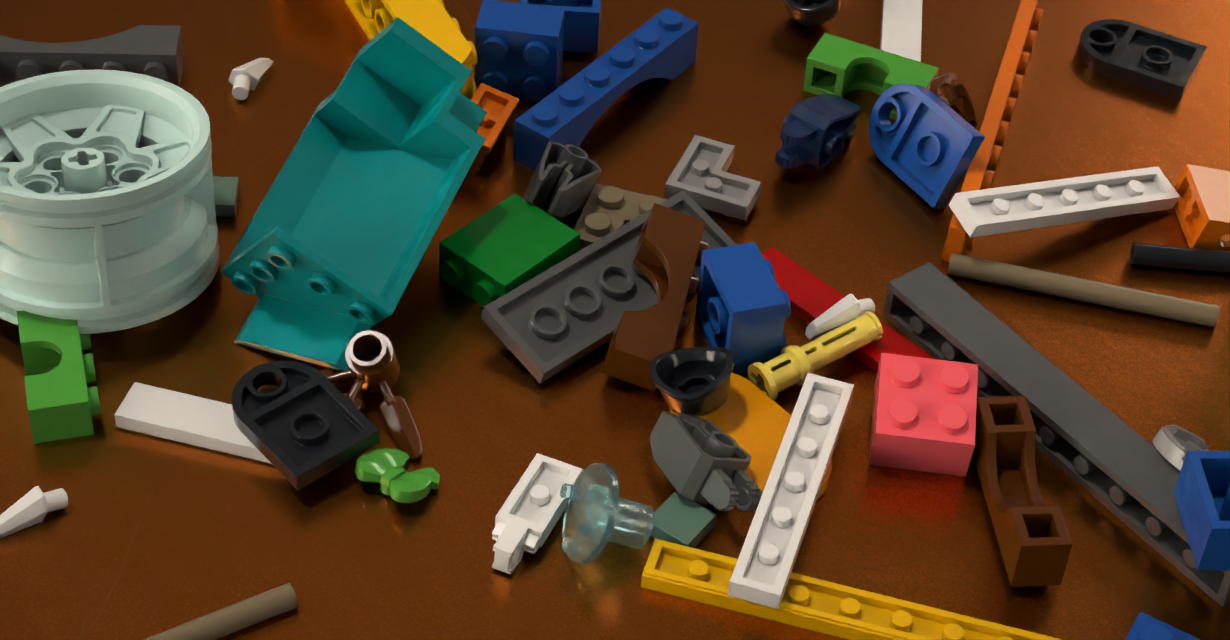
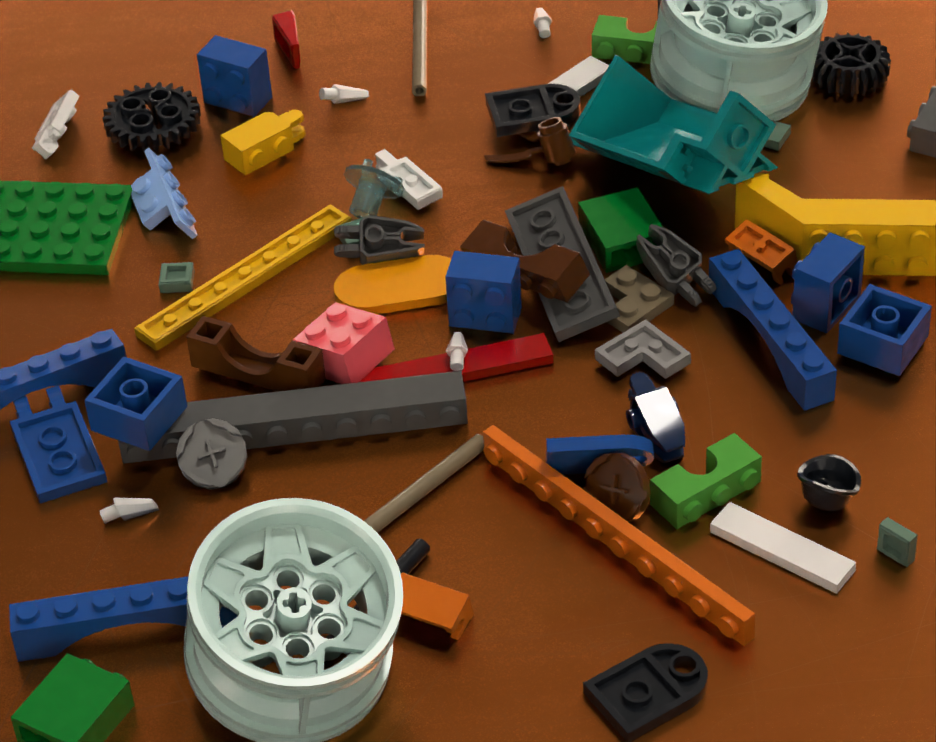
camera: 125 degrees right, 0 degrees up
(248, 76) = (898, 176): white bar -> none
(387, 468) = (464, 143): bright green piece -> none
(693, 378) = (436, 244): black helmet -> none
(791, 492) = (334, 267): white plate -> none
(796, 361) = (433, 318): light yellow pin -> none
(1063, 201) = (479, 506): white plate -> none

